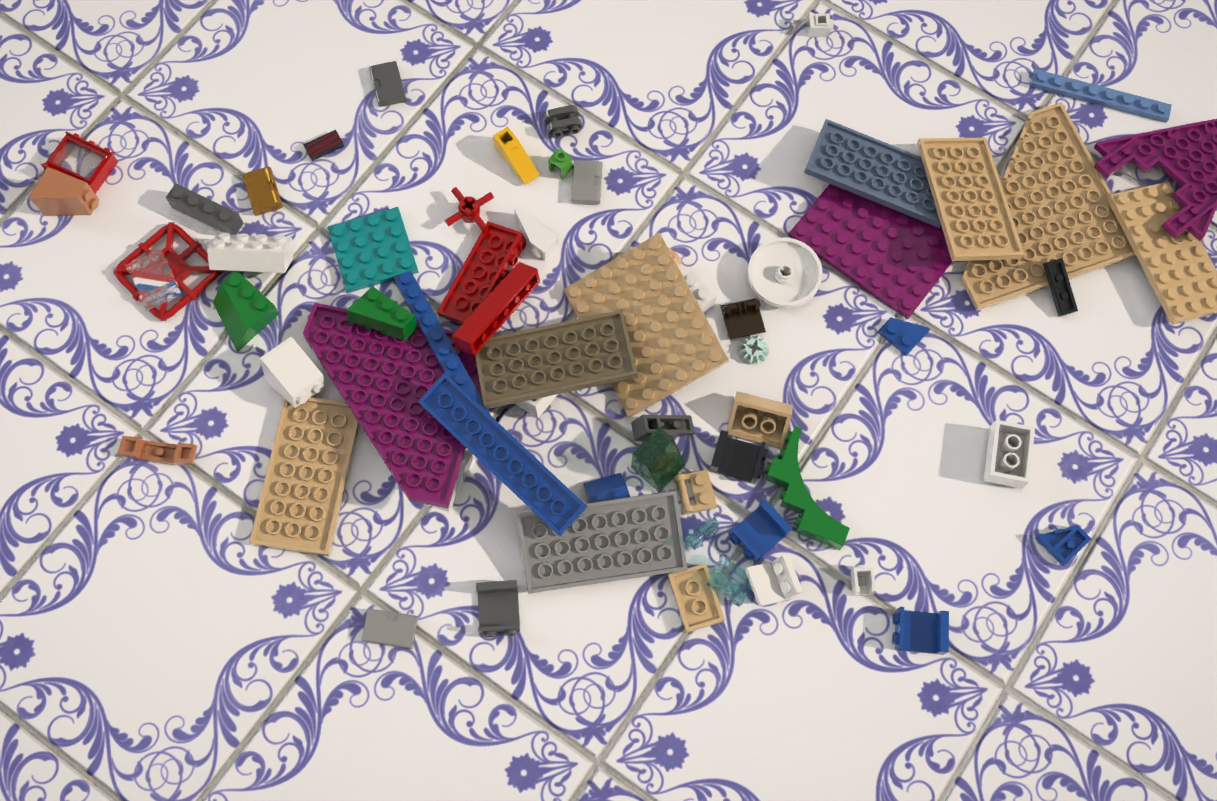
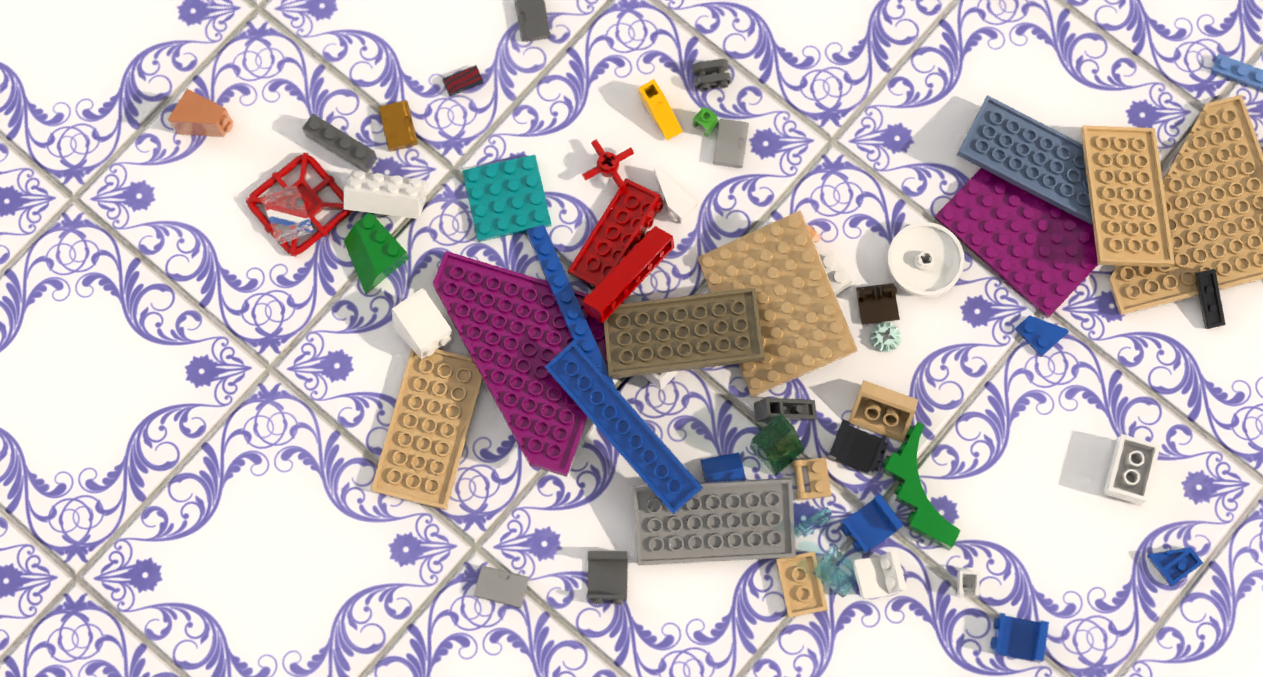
camera: 10 degrees right, 5 degrees up
(82, 160) = (217, 79): window -> none
(157, 451) = (285, 391): nougat slope -> none
(383, 314) = (512, 269): green wedge -> none

